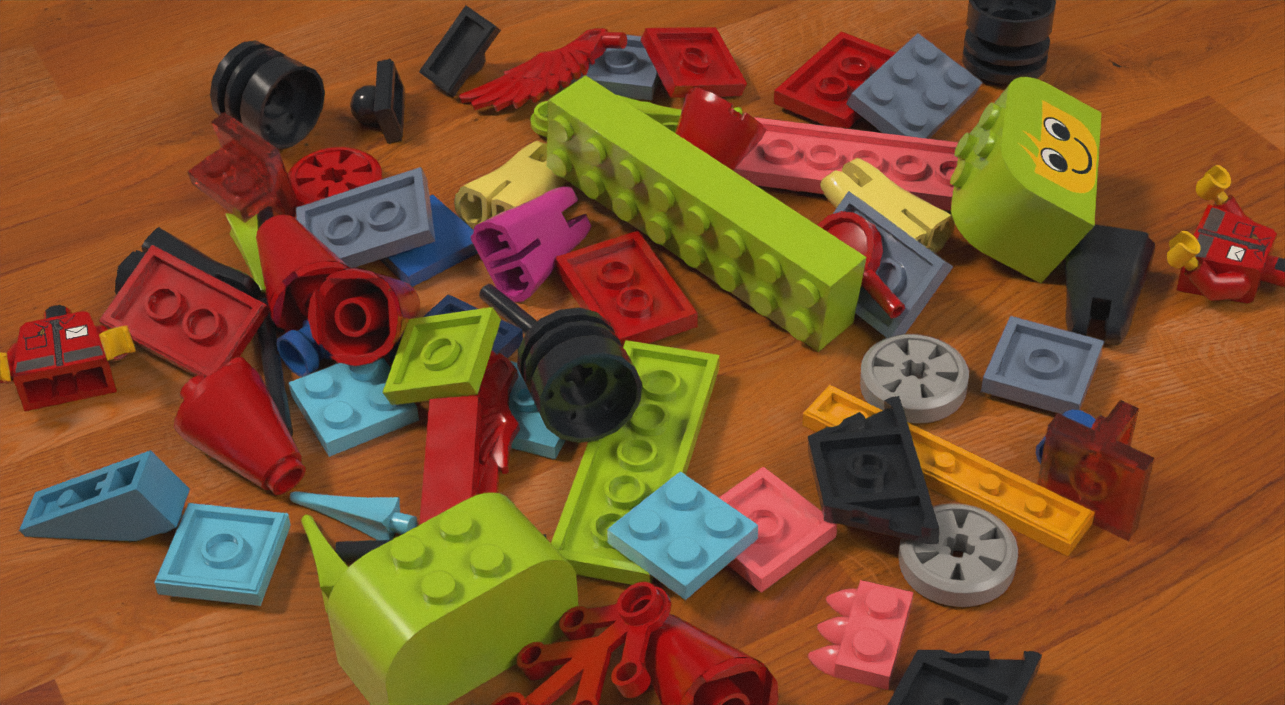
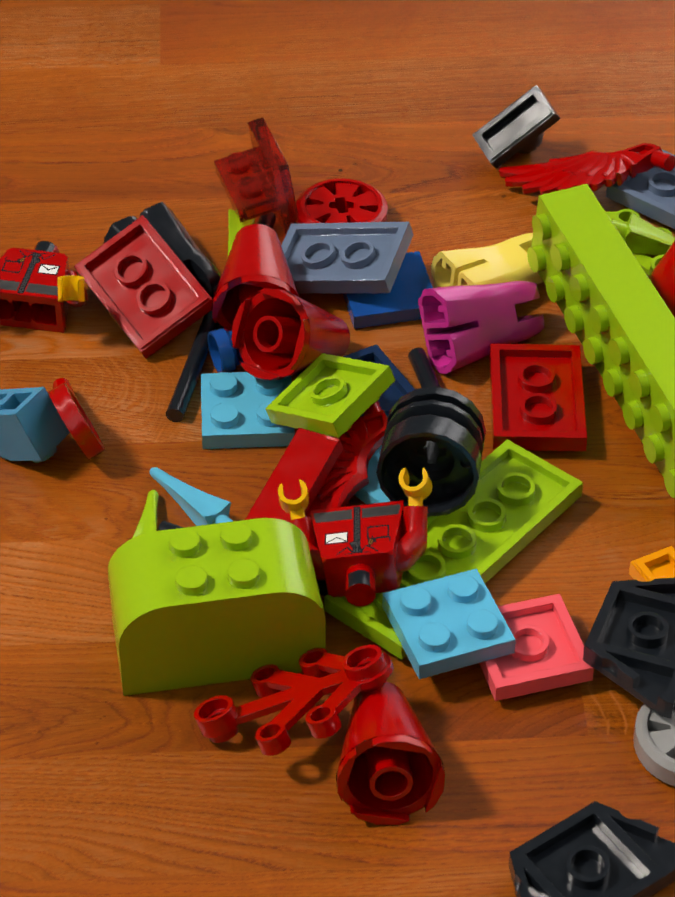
camera: 25 degrees right, 0 degrees up
(189, 470) = (75, 418): none -> red piece
(223, 554) = (68, 496): medium azure plate -> none
(240, 426) = (135, 394): red cone -> none
(268, 93) = (321, 113): black wheel -> none
(382, 103) = (425, 153): black tile -> none
(565, 487) = (367, 545): none -> red torso
(865, 635) = (566, 776): coral plate -> none

